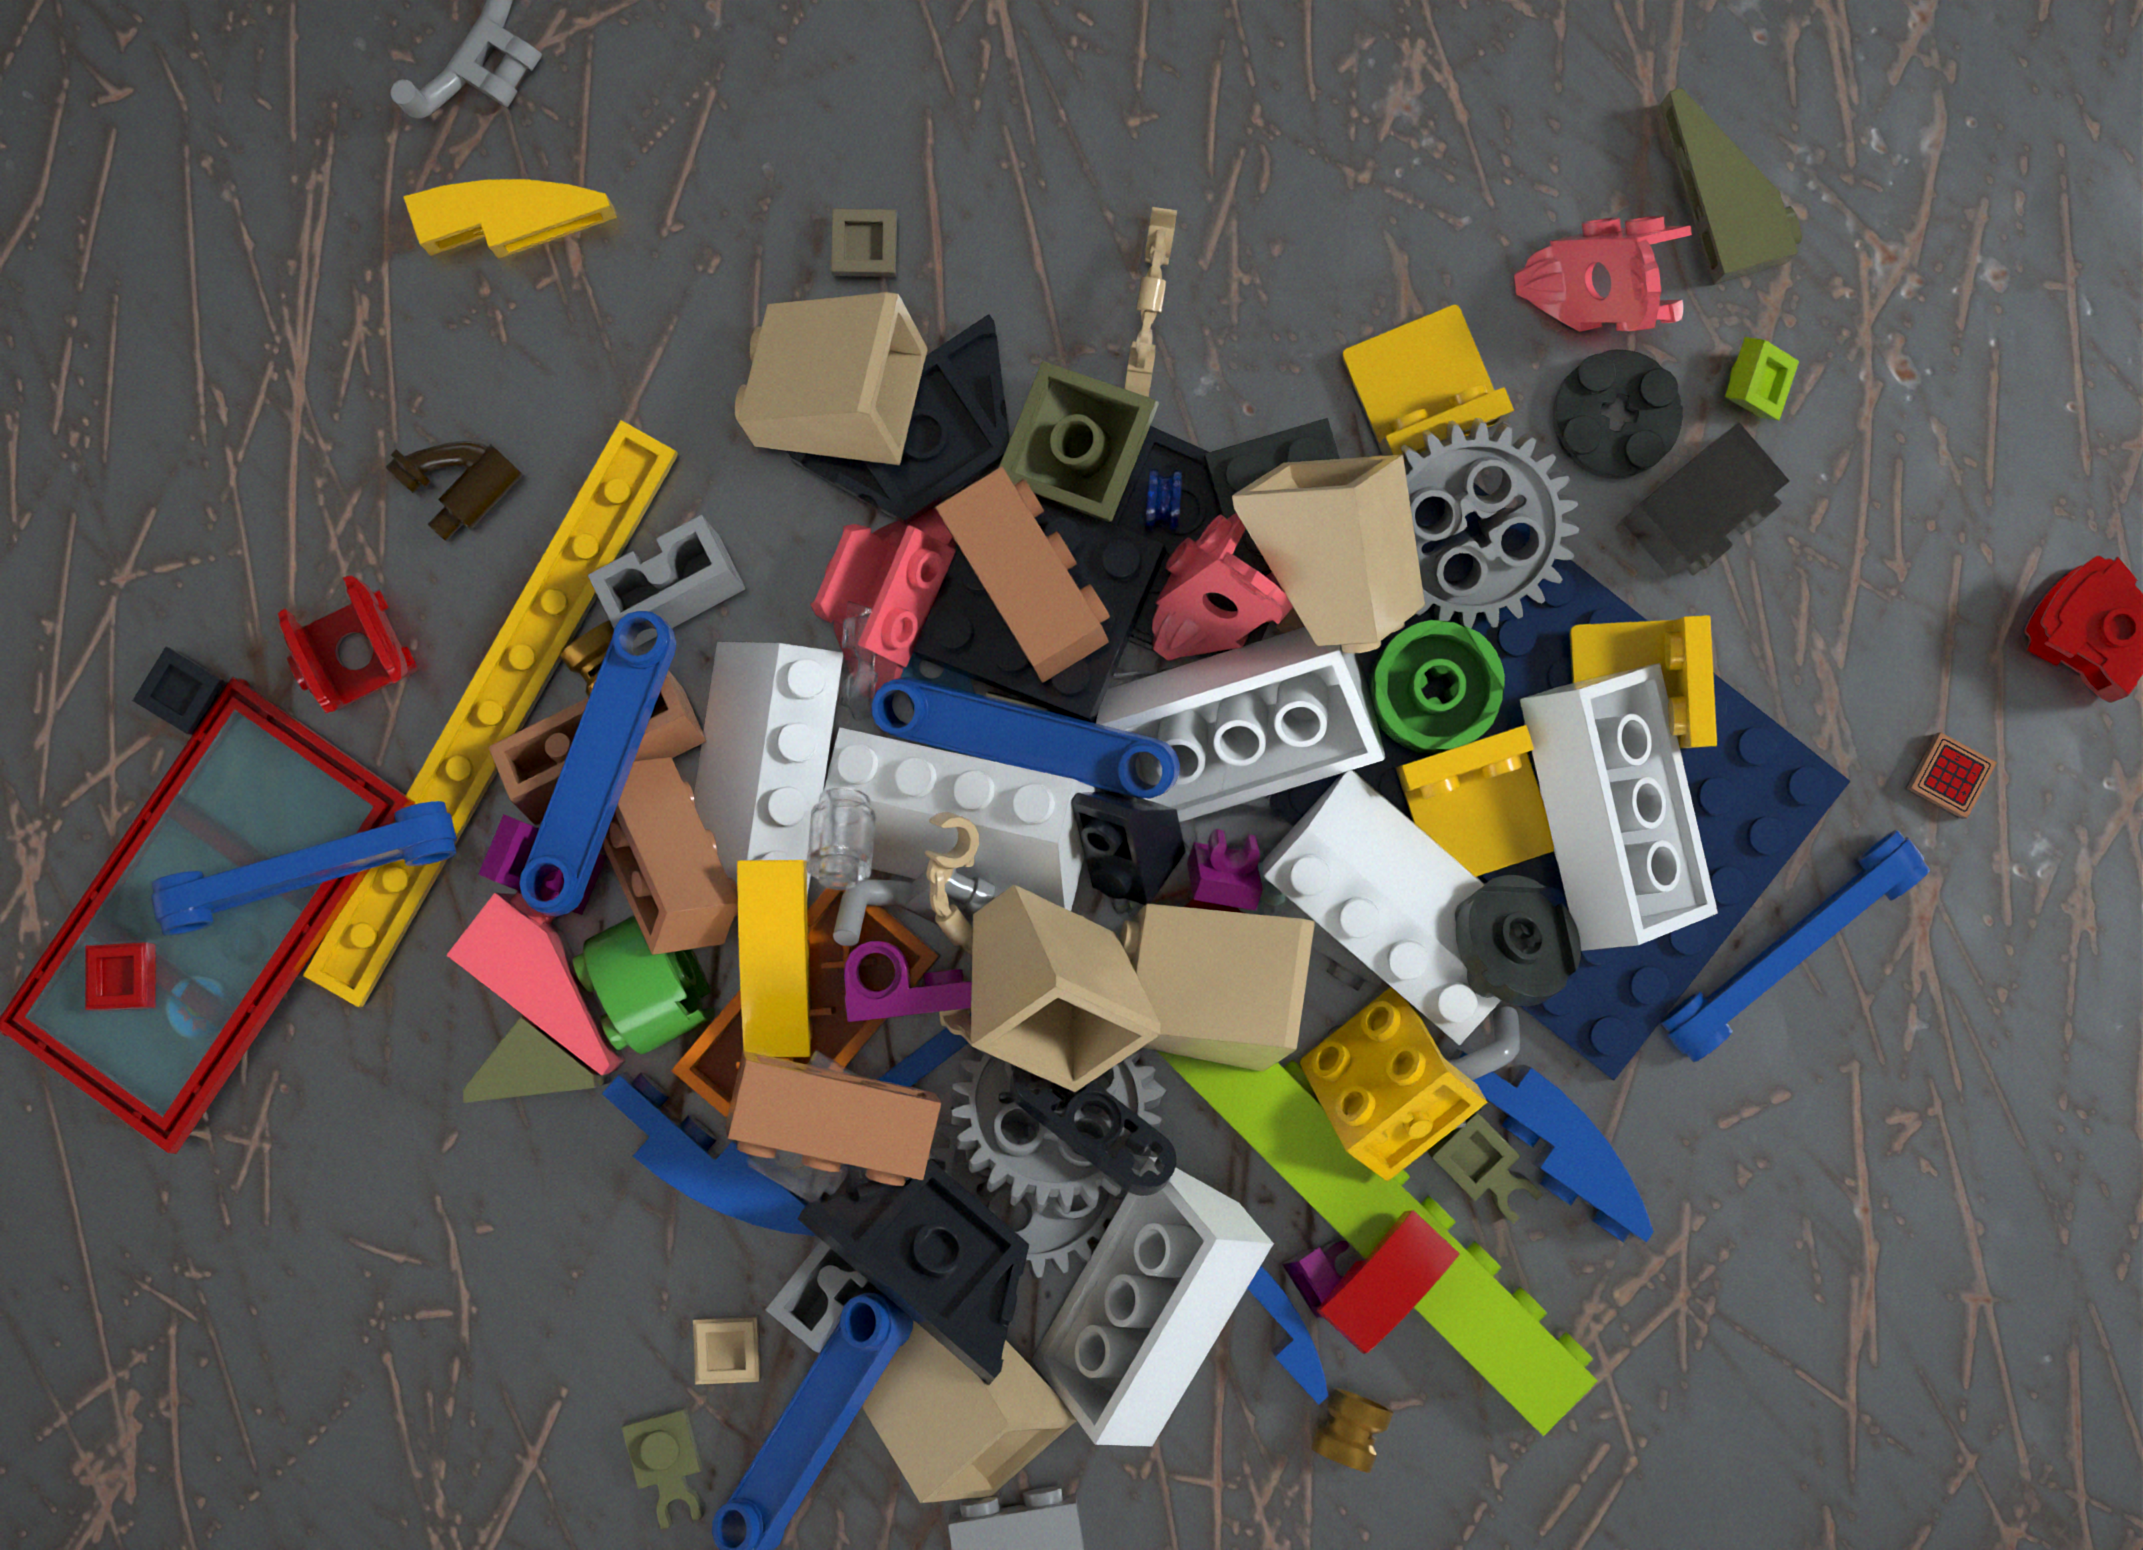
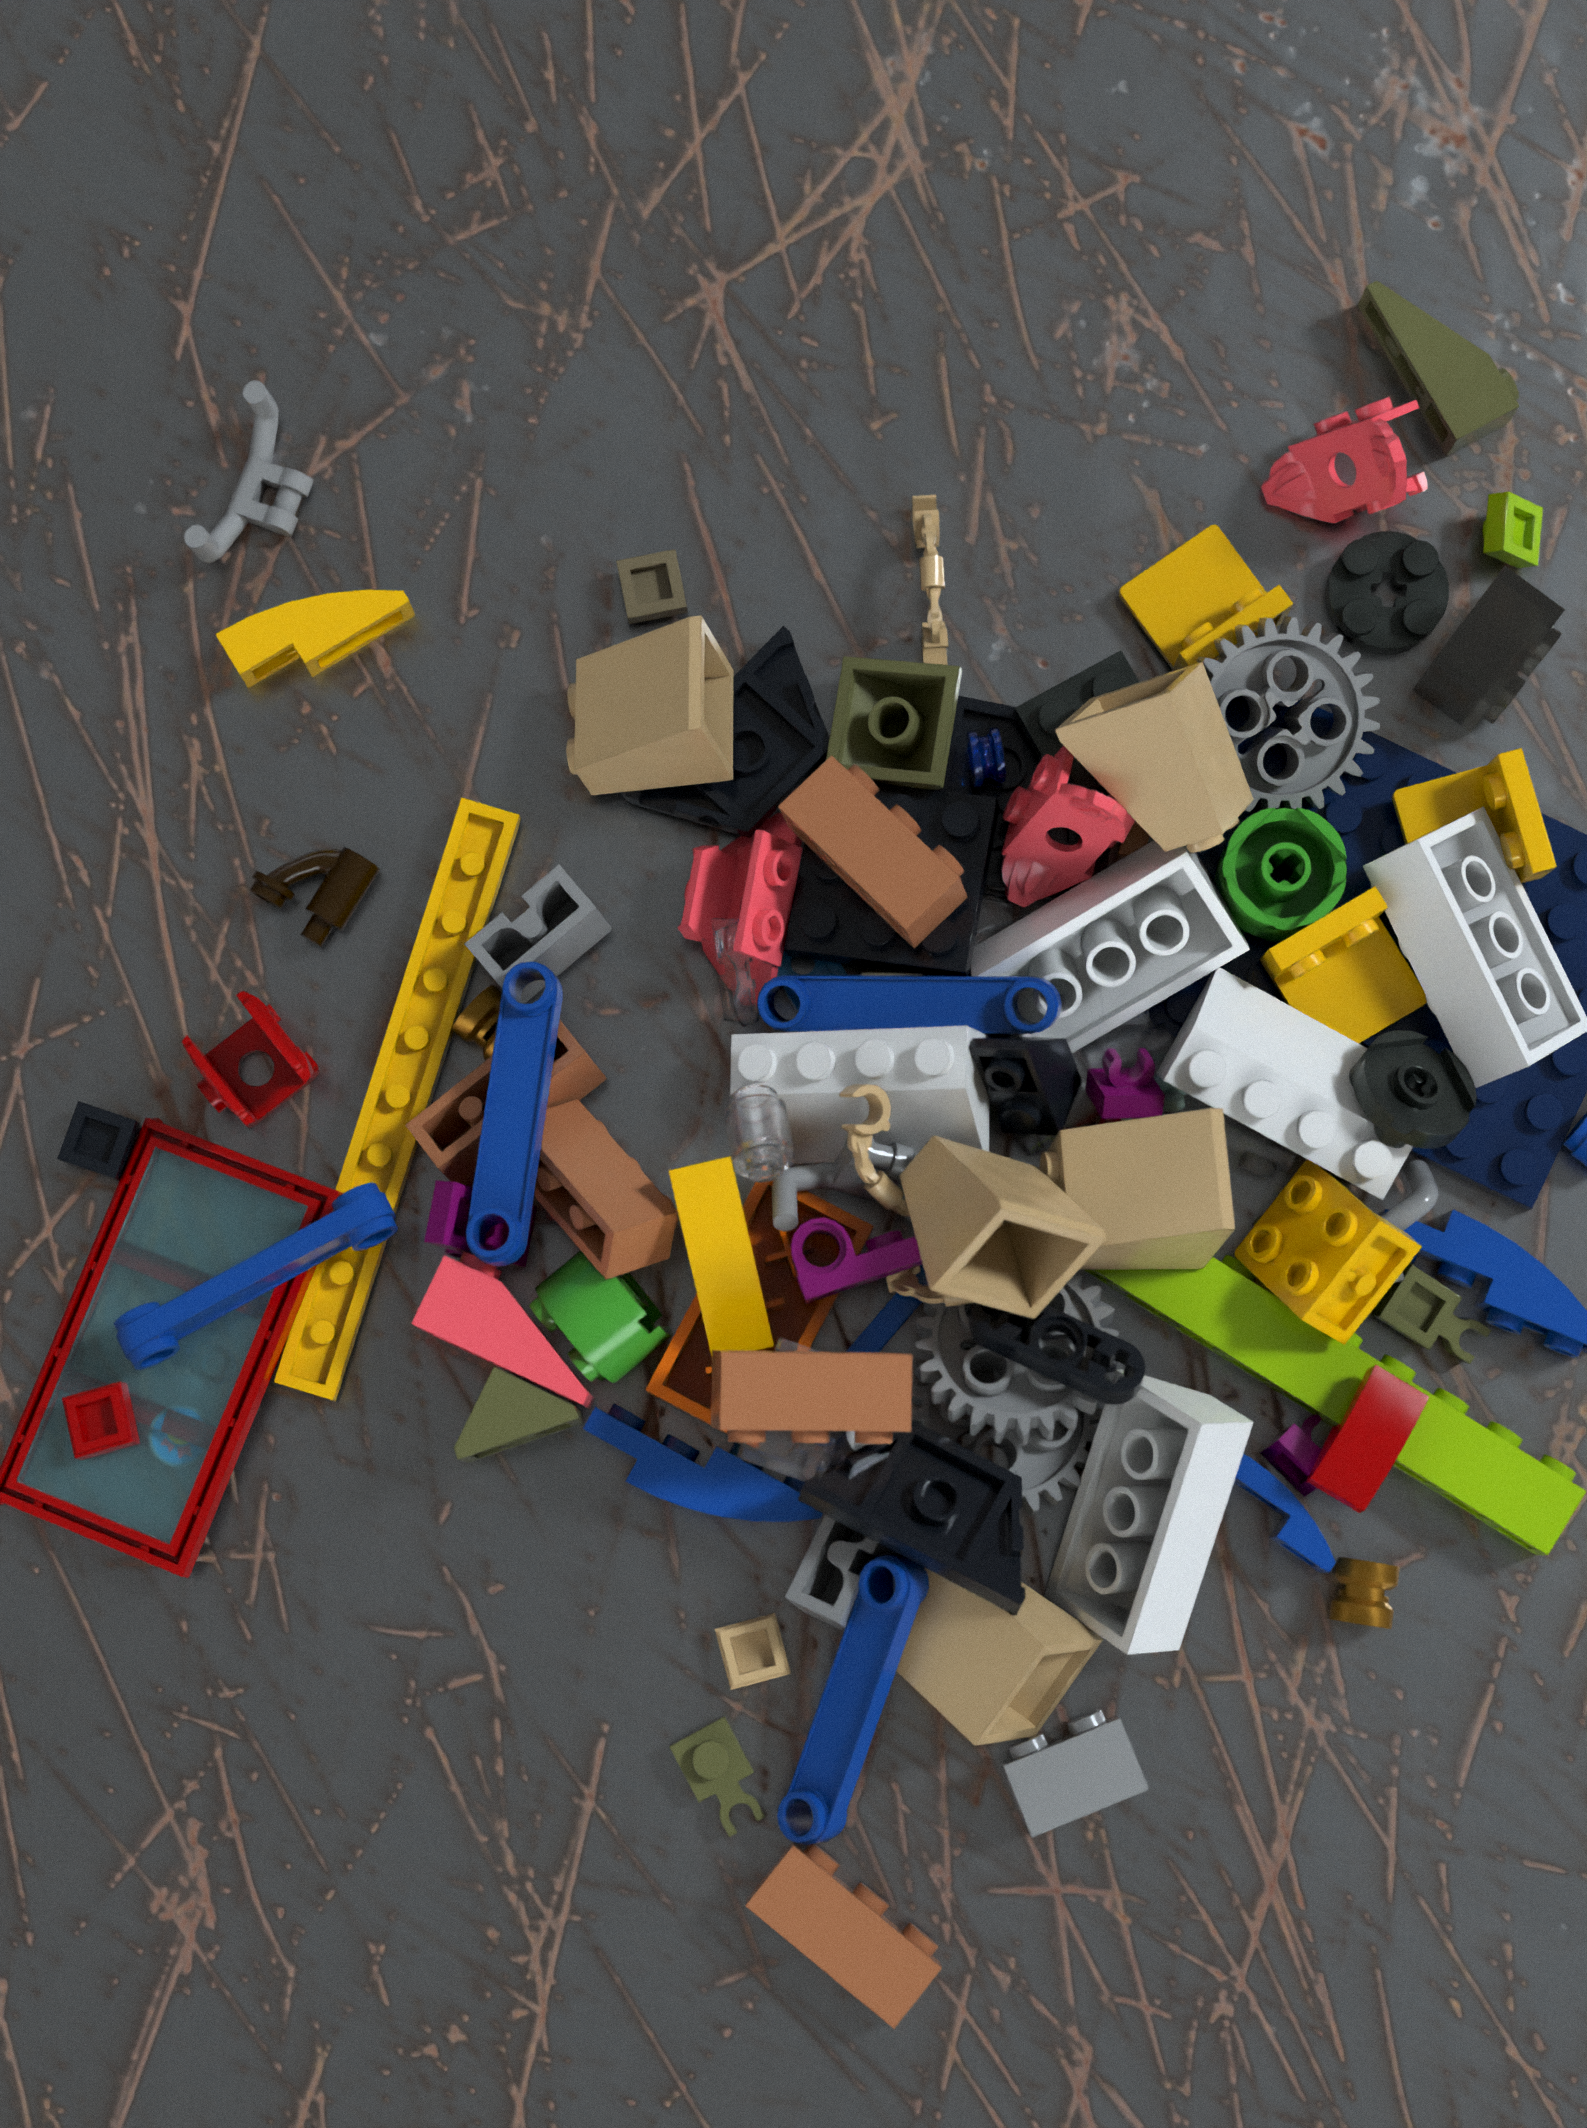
camera: 10 degrees left, 5 degrees down
(765, 748) = (665, 1068): white slope -> none

